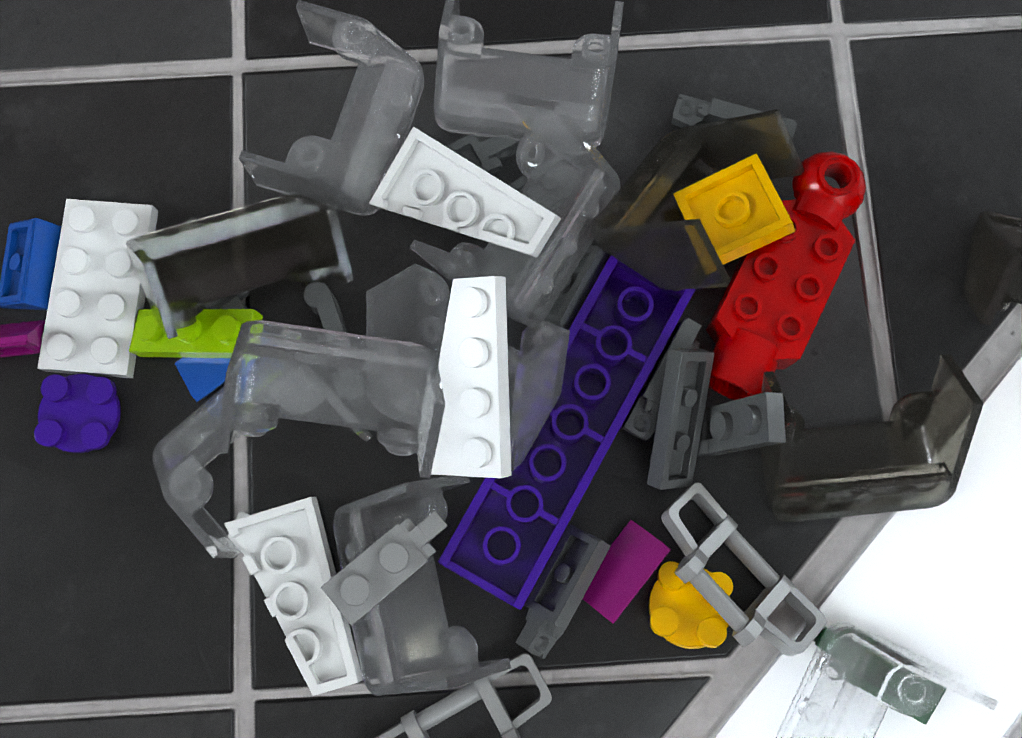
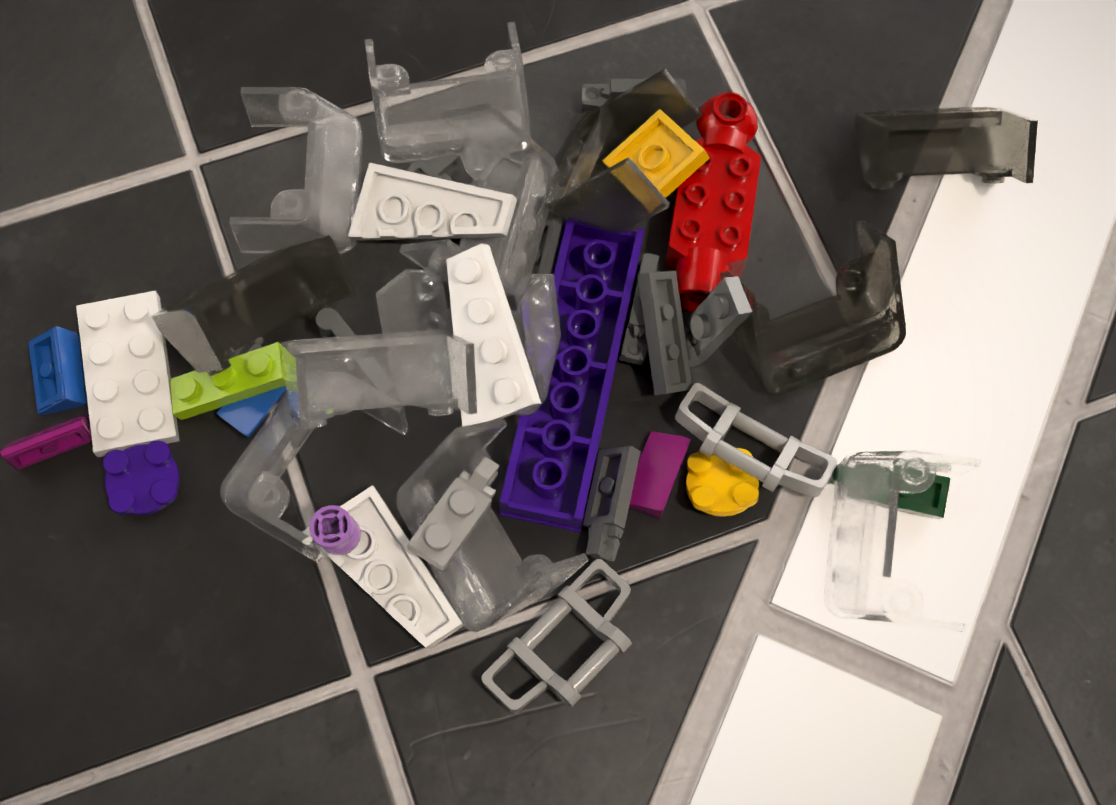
camera: 20 degrees left, 10 degrees down
(263, 538) = (341, 536): none -> medium lavender wheel

